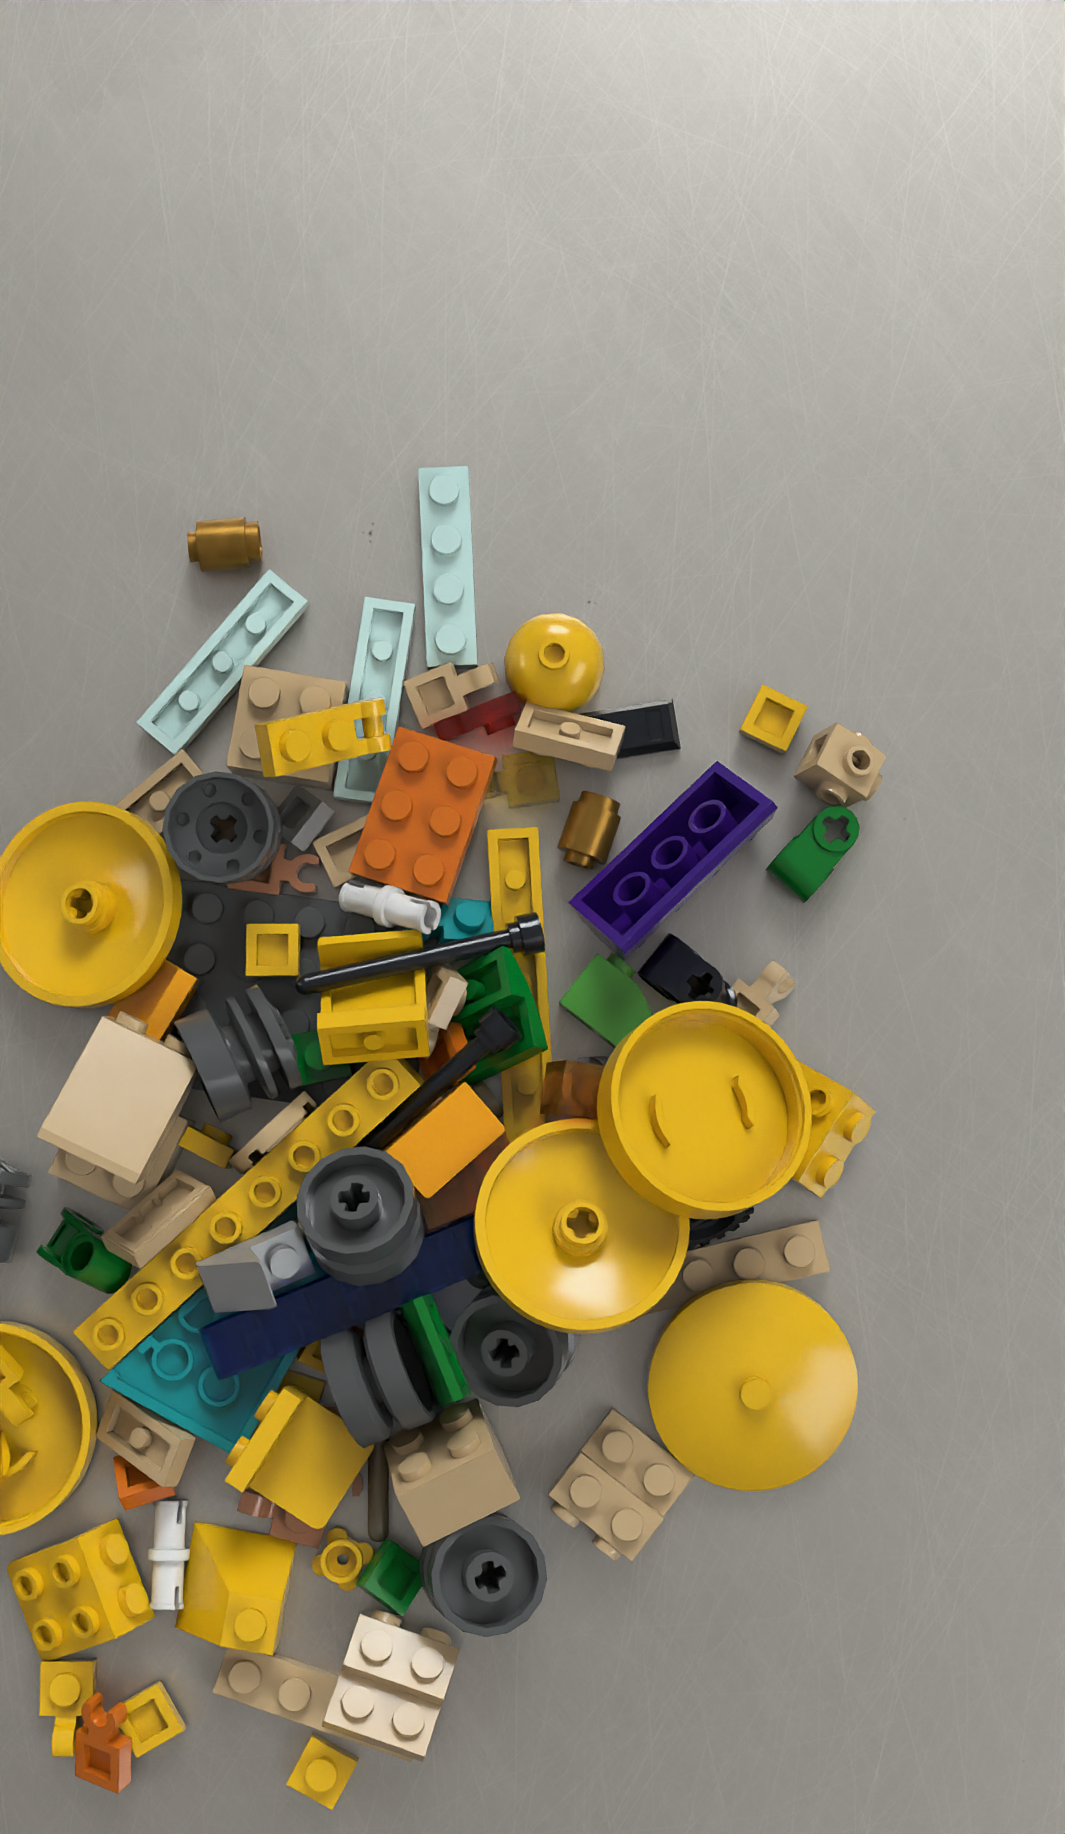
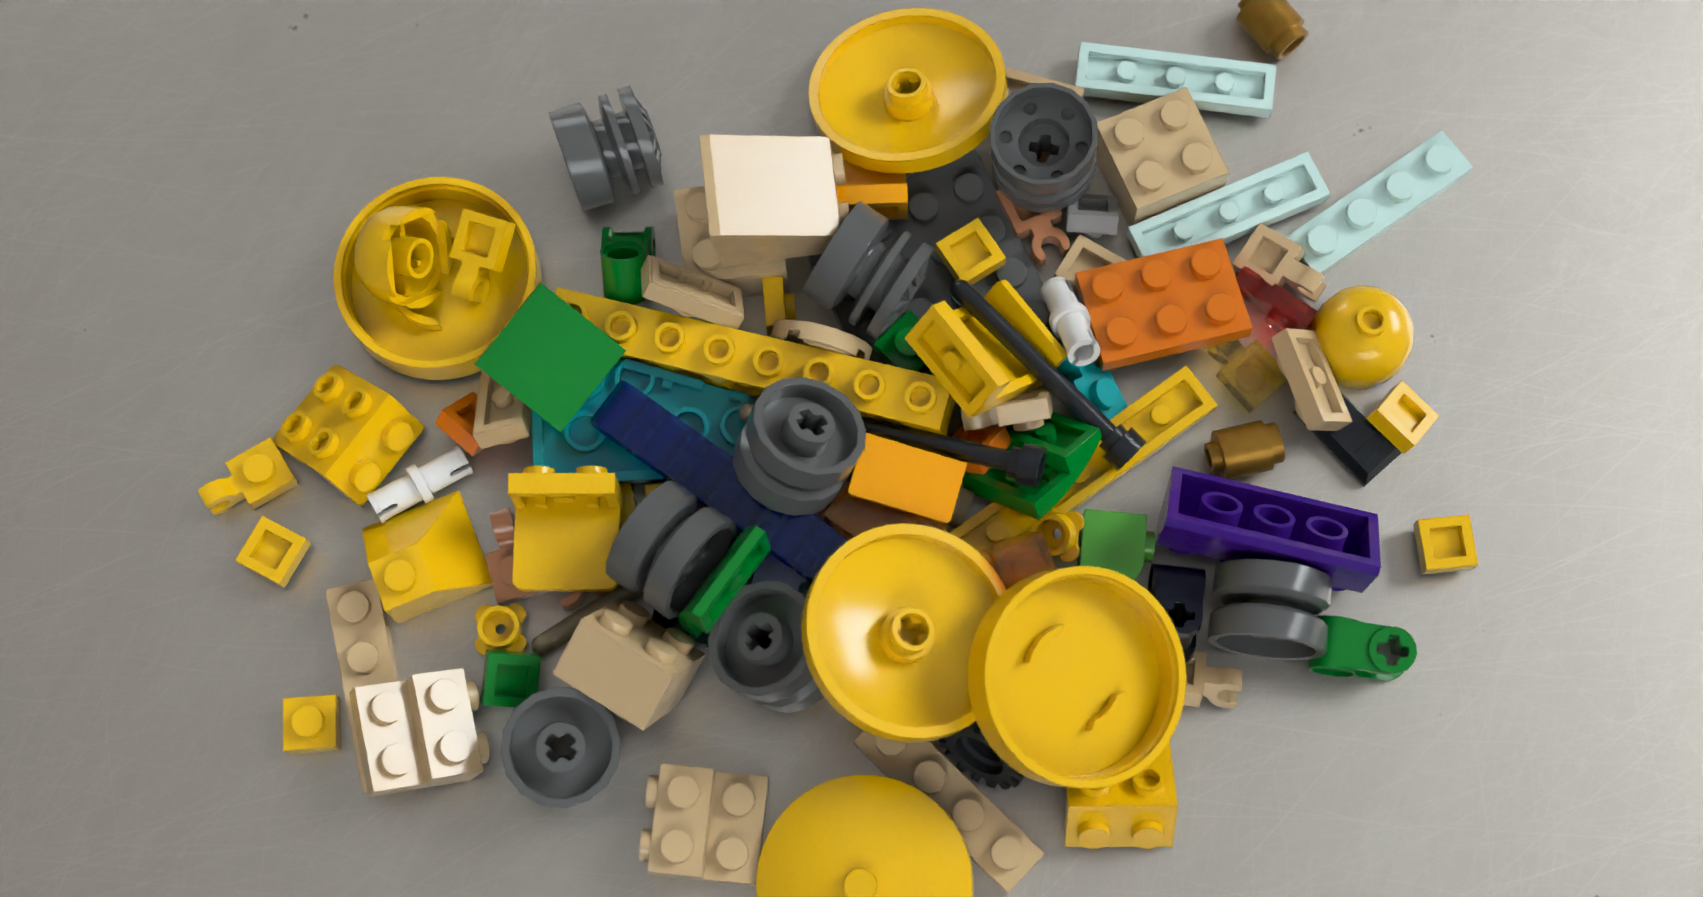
camera: 55 degrees right, 10 degrees down
(100, 1749) = (226, 526): orange plate -> none
(138, 1379) = (550, 357): none -> green slope
(250, 1271) = (700, 394): light grey slope -> none
(321, 737) = (1171, 176): yellow plate -> none
(574, 1047) = (1069, 525): none -> yellow plate
(645, 679) = (1402, 417): none -> yellow plate
(740, 906) = (1270, 609): none -> dark grey wheel
(841, 766) = (1448, 624): tan brick -> none

